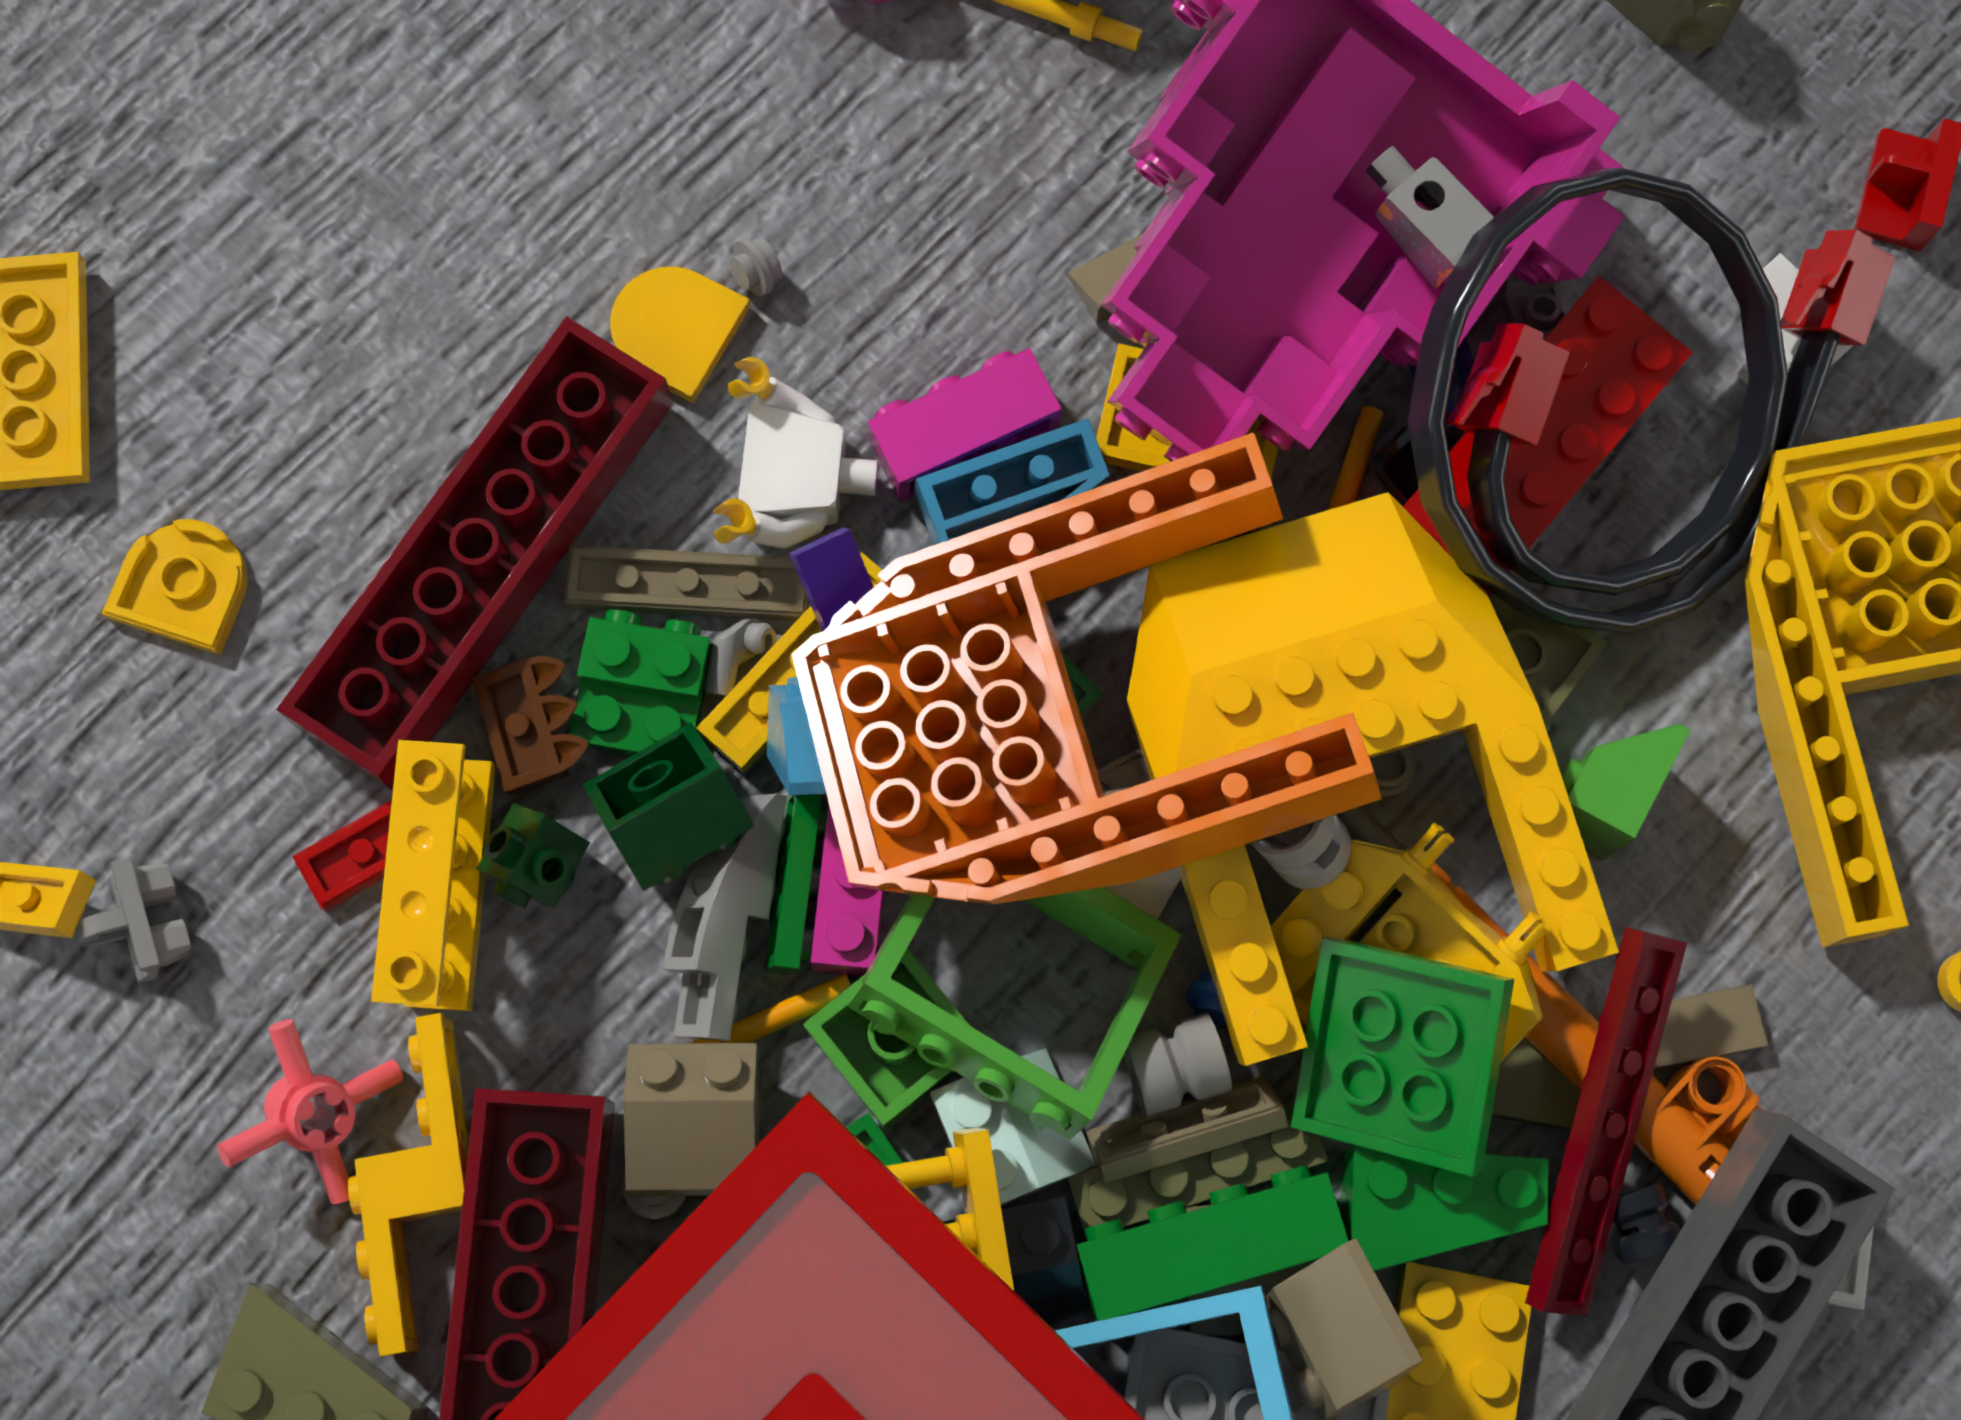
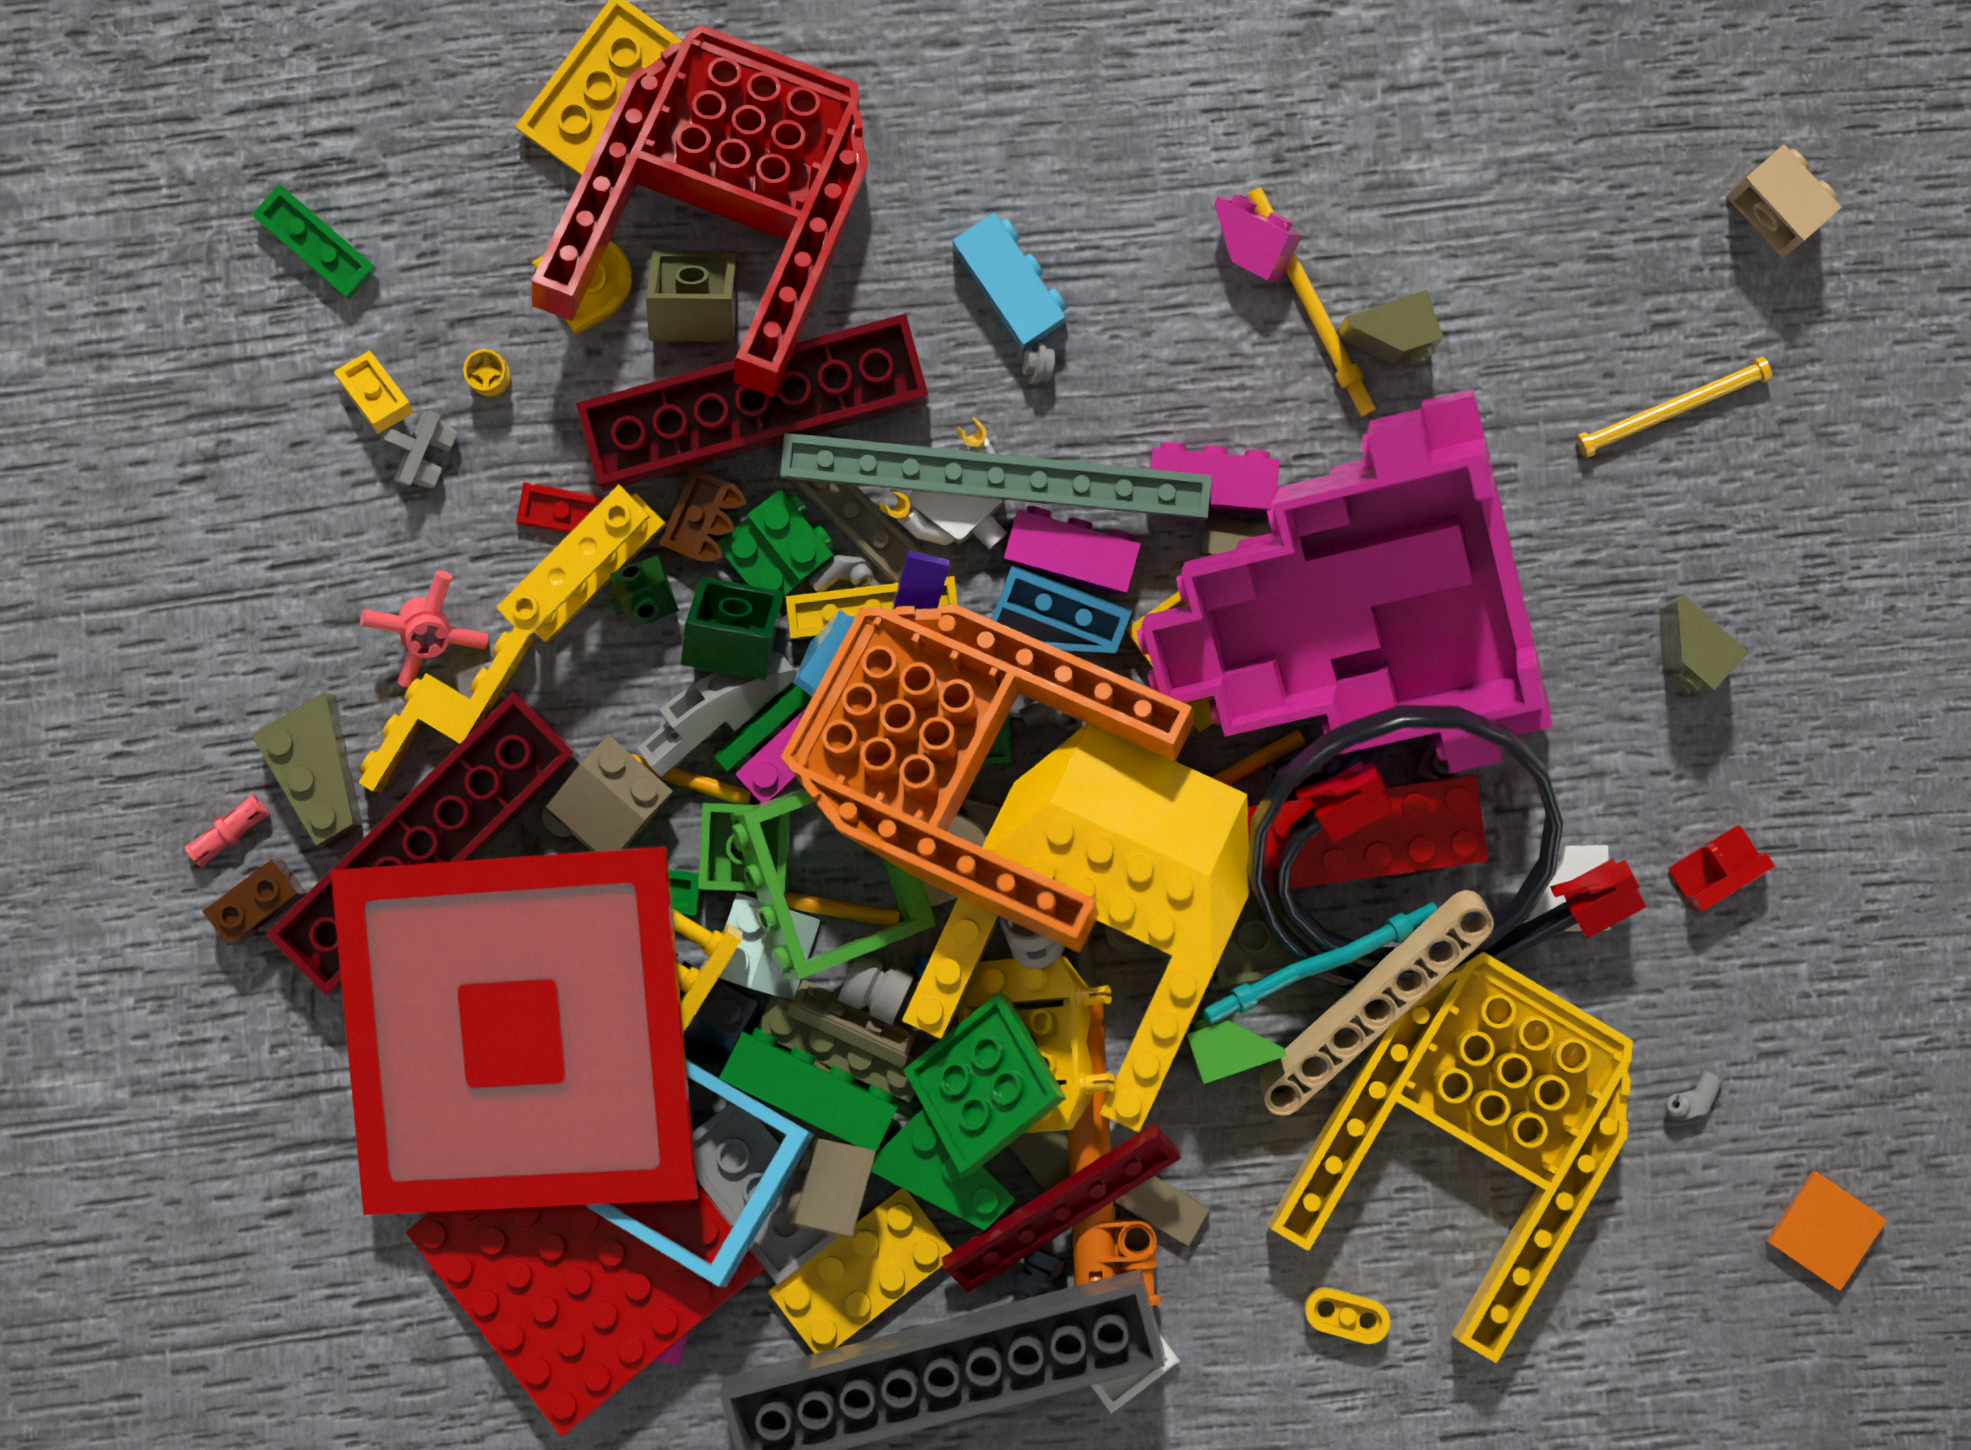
camera: 40 degrees right, 10 degrees up
(139, 761) = (482, 367): none -> yellow wheel
(223, 301) = (736, 138): none -> red wedge
(317, 503) = (692, 296): none -> olive slope
(649, 209) = (1010, 280): none -> medium azure brick
(677, 325) = (967, 359): yellow tile -> none
(810, 404) = (996, 476): none -> sand green plate
(1043, 231) = (1237, 481): none -> dark pink brick
(1068, 1010) = (841, 909): none -> light orange bar
(1094, 604) = (1038, 712): none -> light grey arm
(1430, 236) = (1406, 682): light grey torso -> none
(1588, 704) = (1247, 996): none -> teal bar
(1737, 575) = (1379, 983): none -> tan beam

